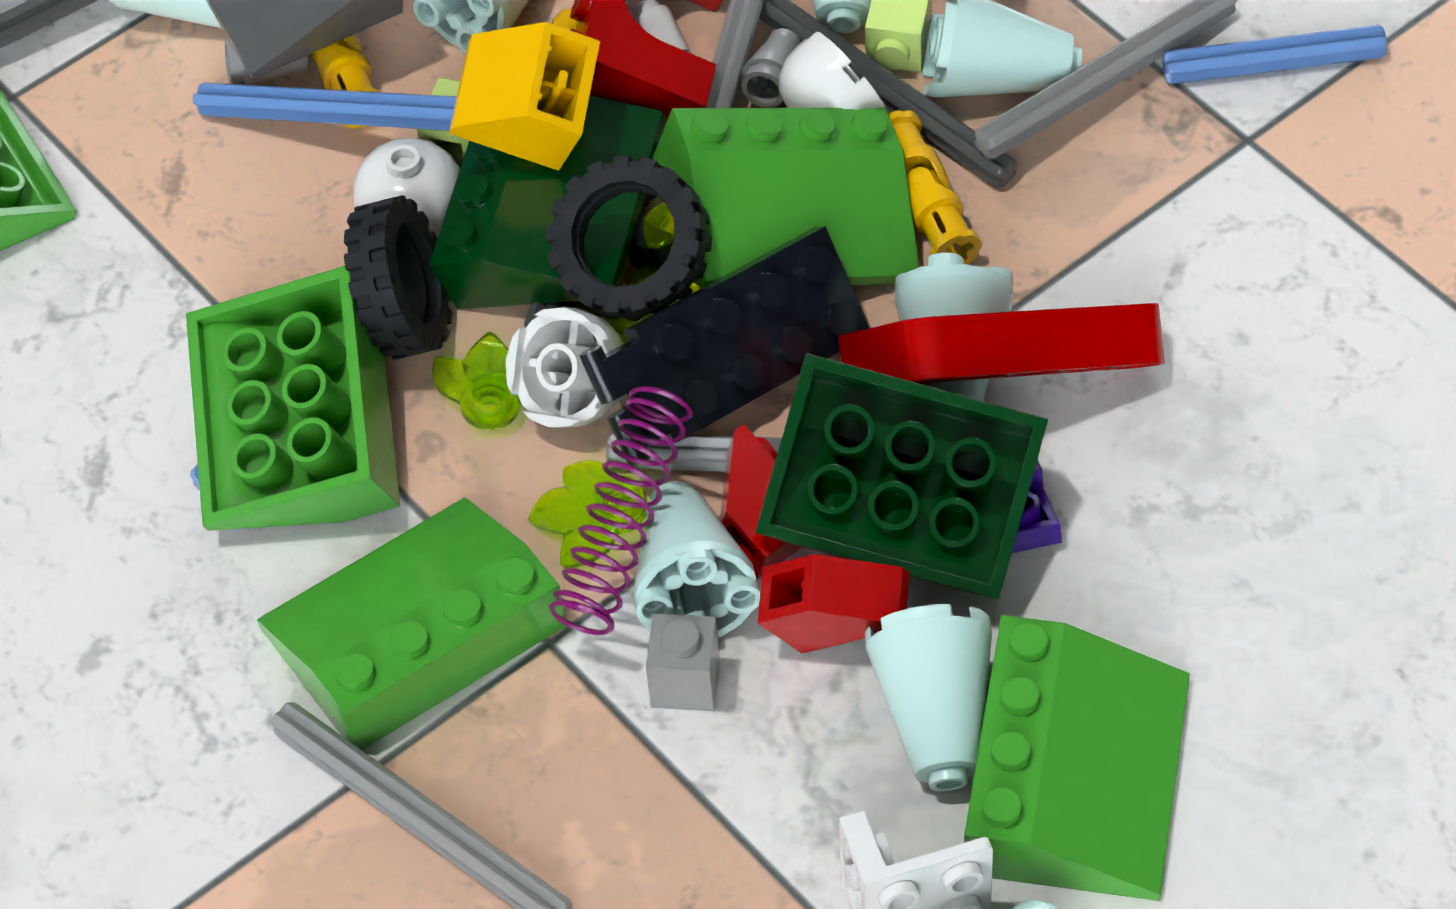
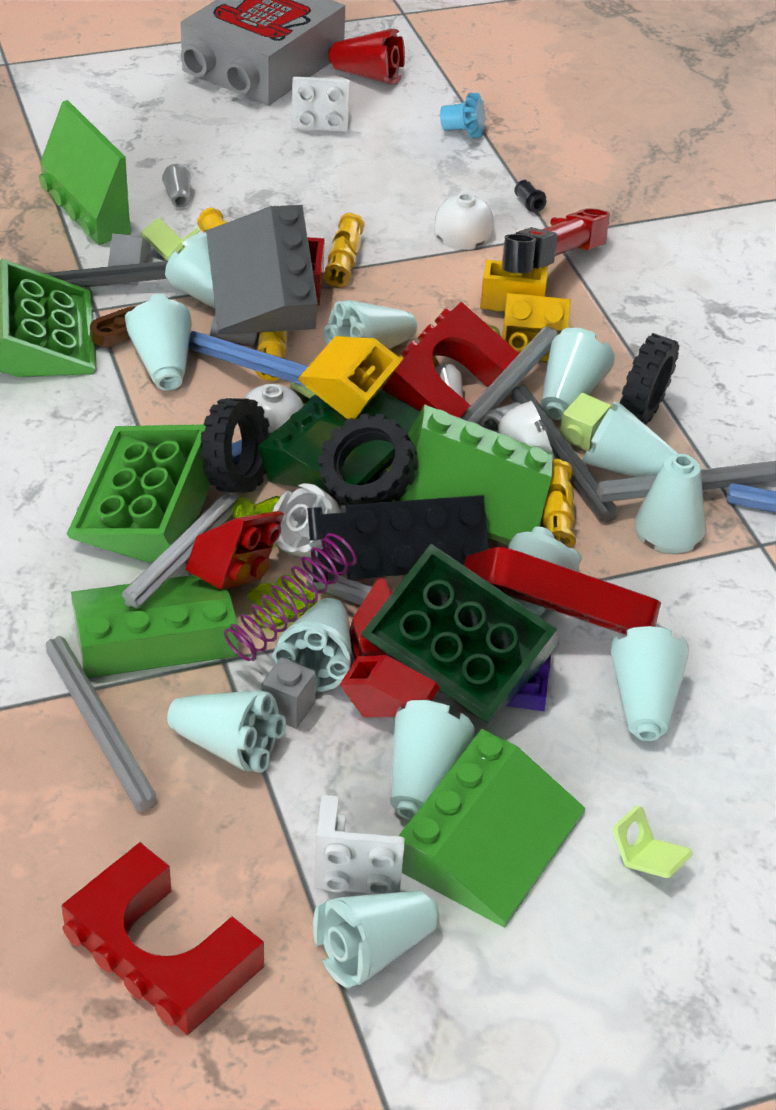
camera: 15 degrees right, 10 degrees down
(71, 123) = (110, 329): none -> reddish brown plate
(166, 124) = (161, 338): none -> light aqua cone
(402, 491) = (178, 553): none -> light grey axle
(491, 461) = (236, 550): none -> red slope
(624, 751) = (231, 725): none -> light aqua cone
(1104, 134) = (674, 507): none -> light aqua cone
(1196, 438) = (649, 676): none -> light aqua cone
(1312, 710) = (648, 853): none -> yellowish green bracket

